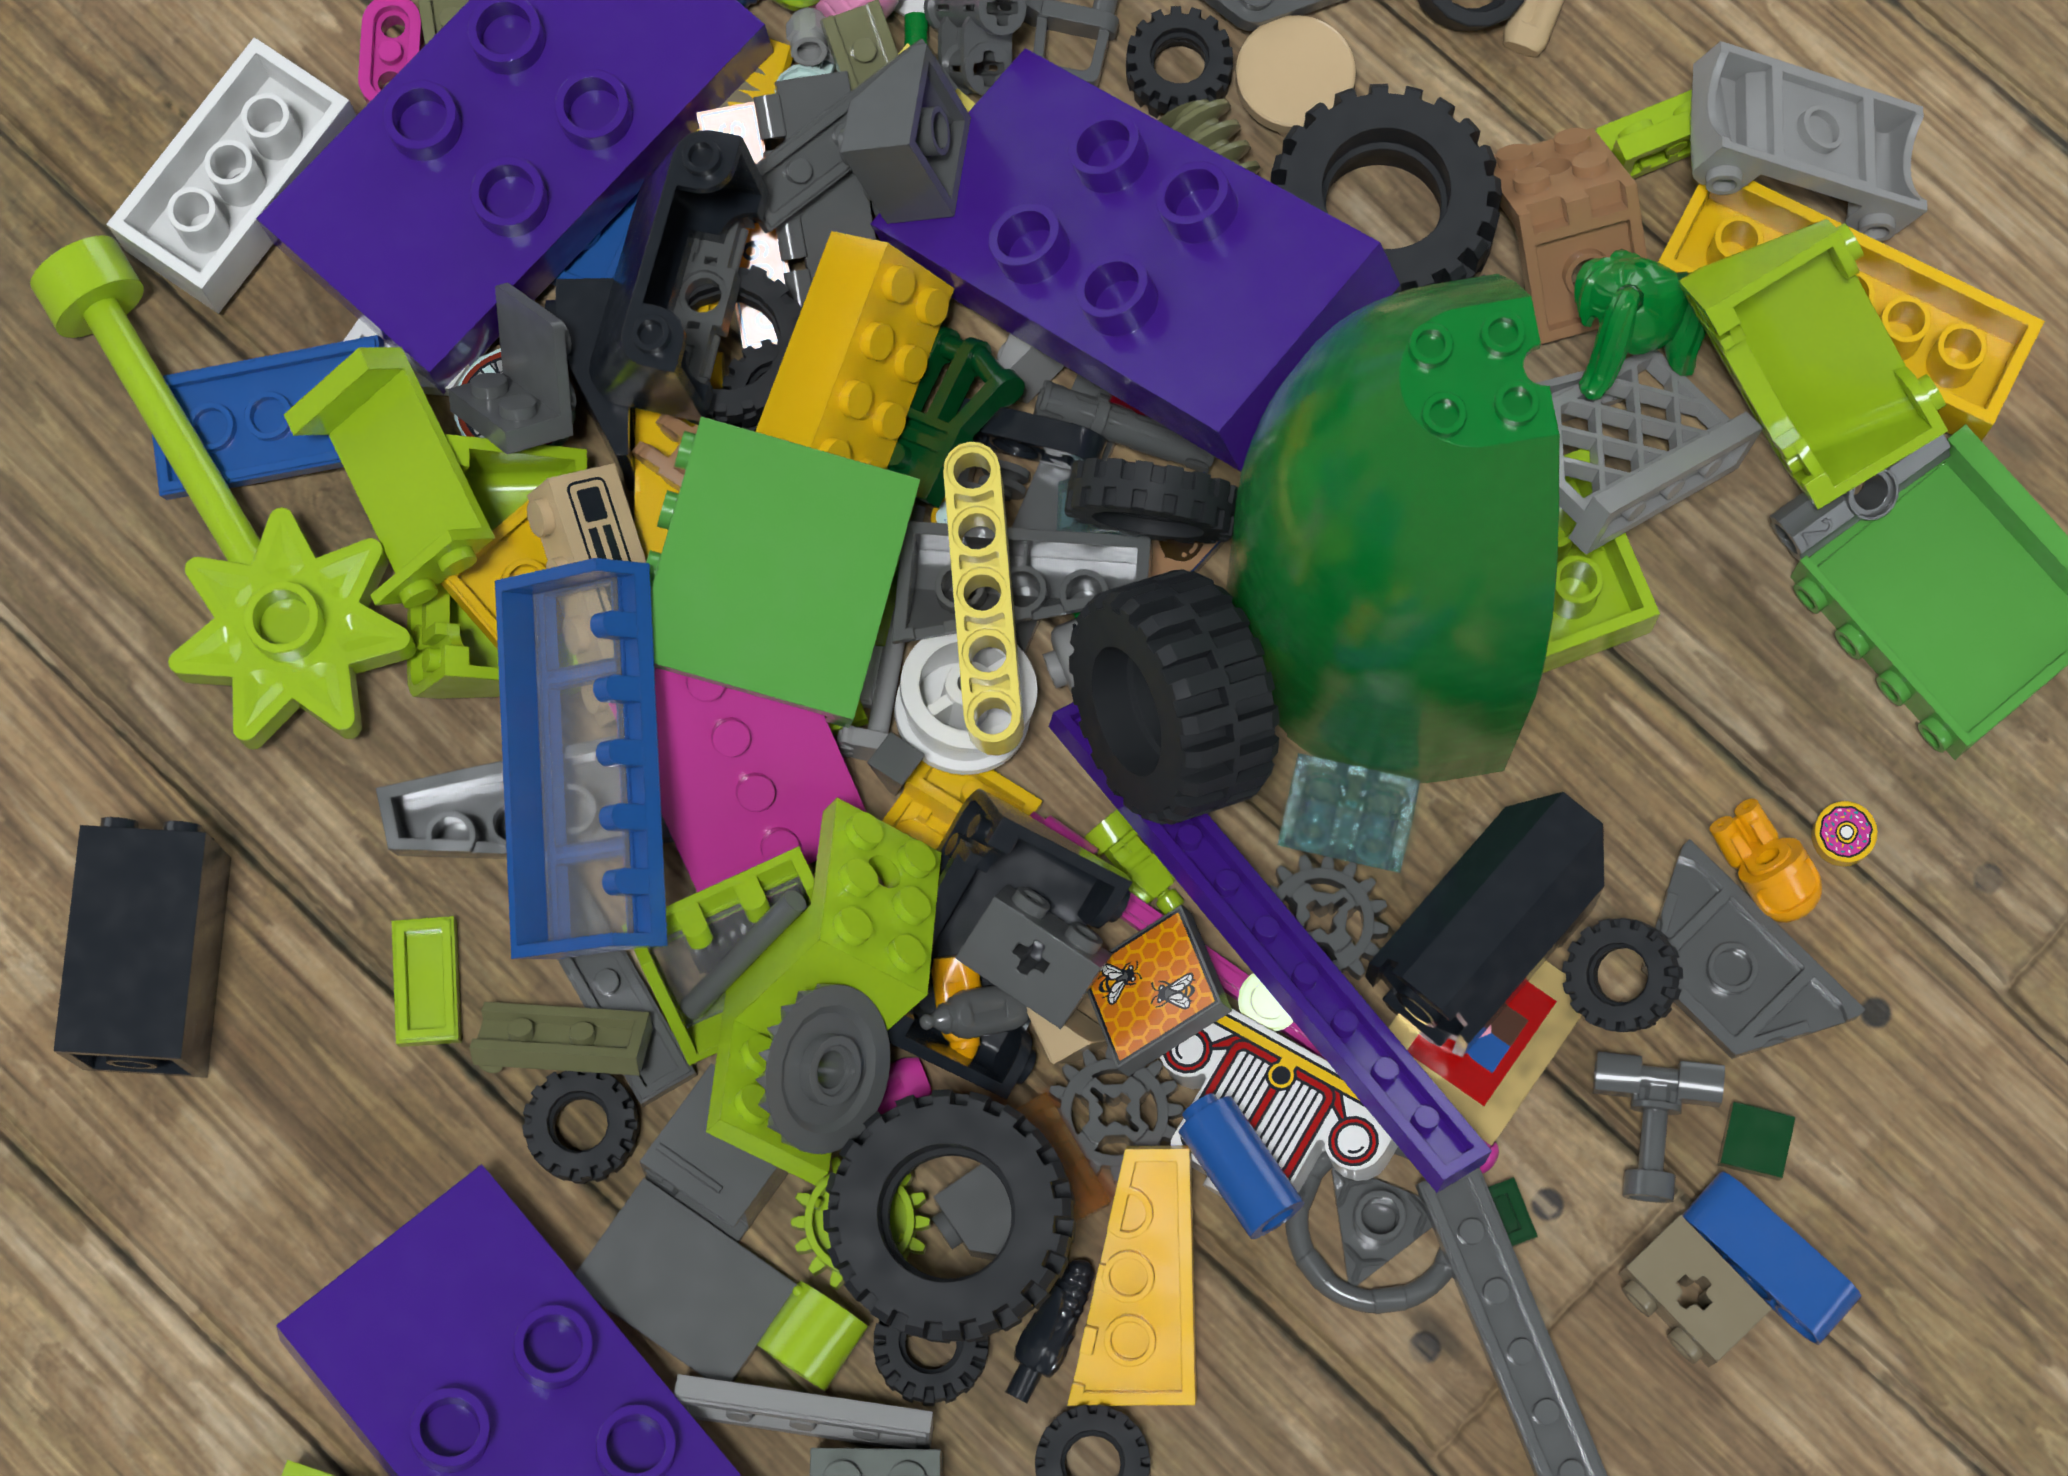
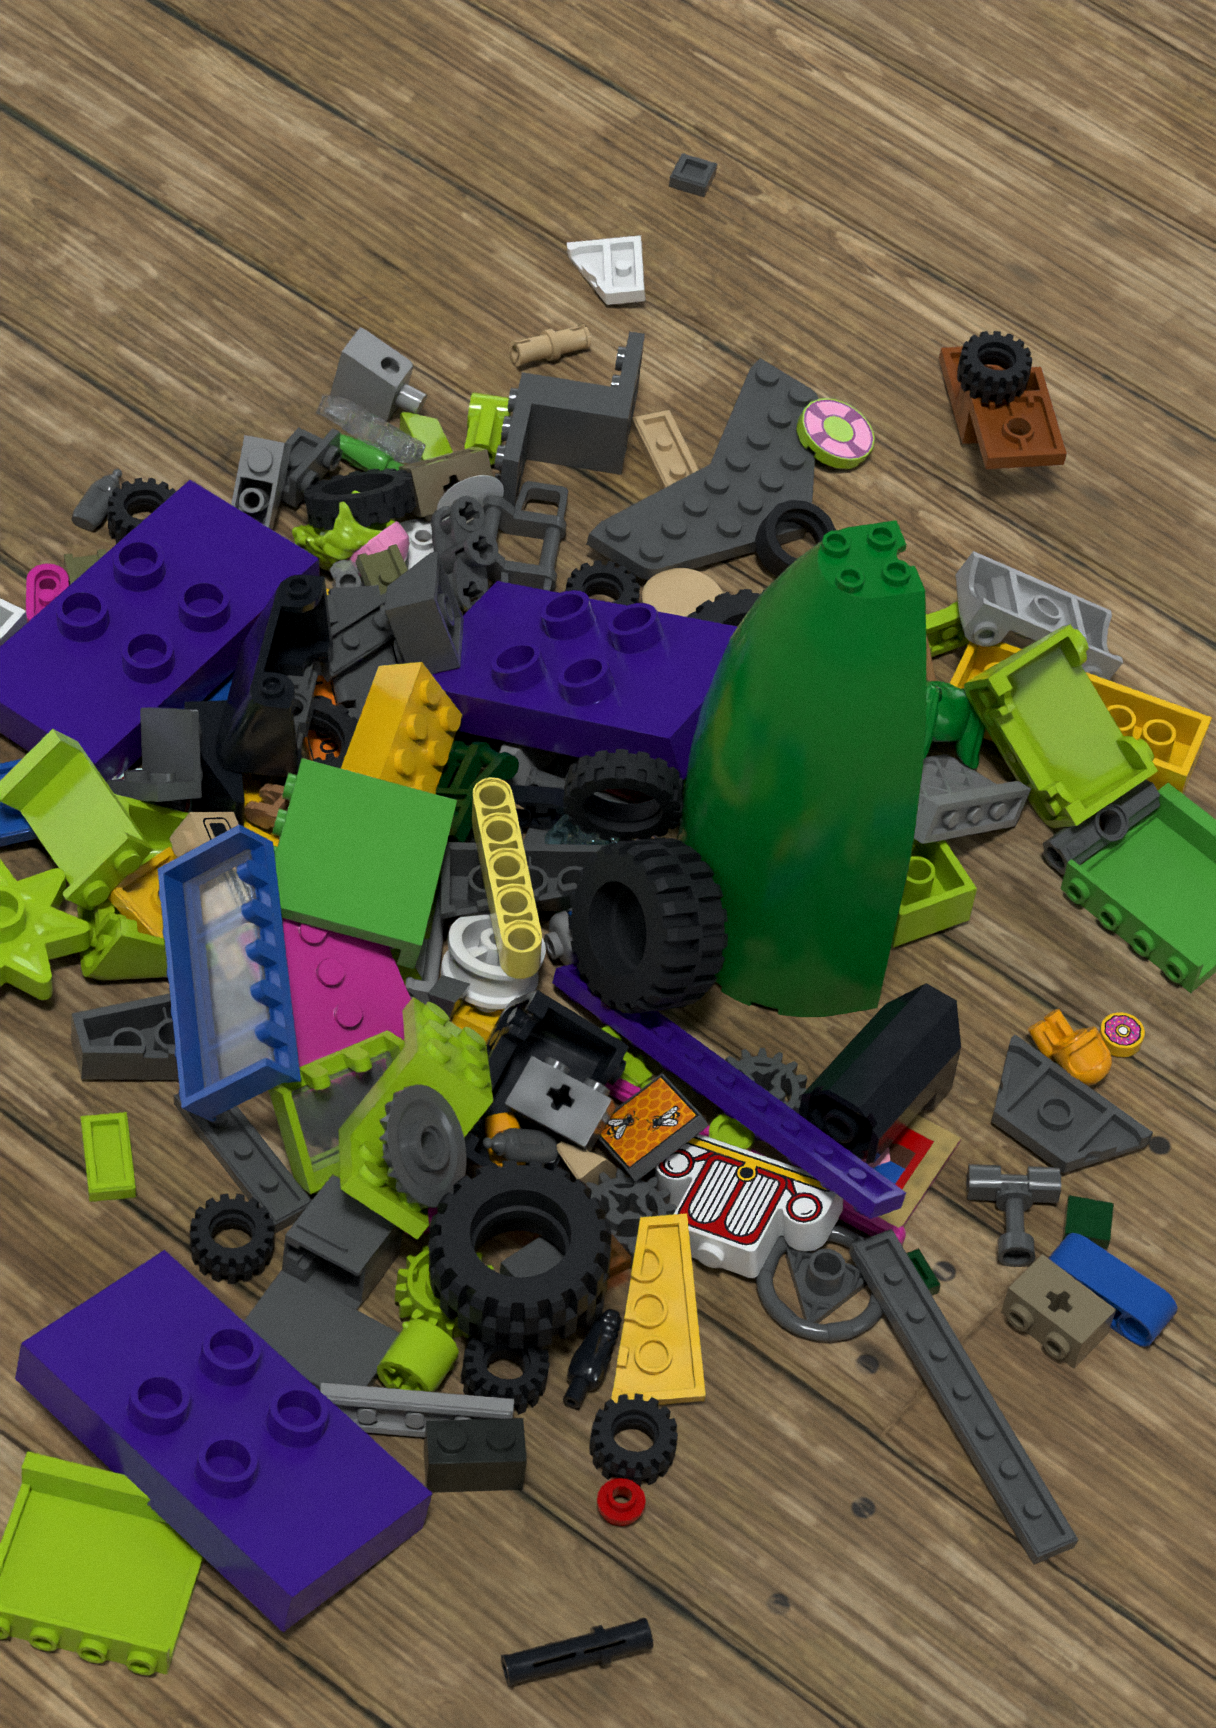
camera: 15 degrees left, 25 degrees down
(561, 1039) = (213, 1178): olive hinge -> none
(743, 954) = (352, 1098): dark grey bar -> none
(1239, 1165) = (725, 1219): blue brick -> none
(1349, 812) = (773, 1022): clear light blue brick -> none
(1583, 968) = (974, 1088): black tyre -> none

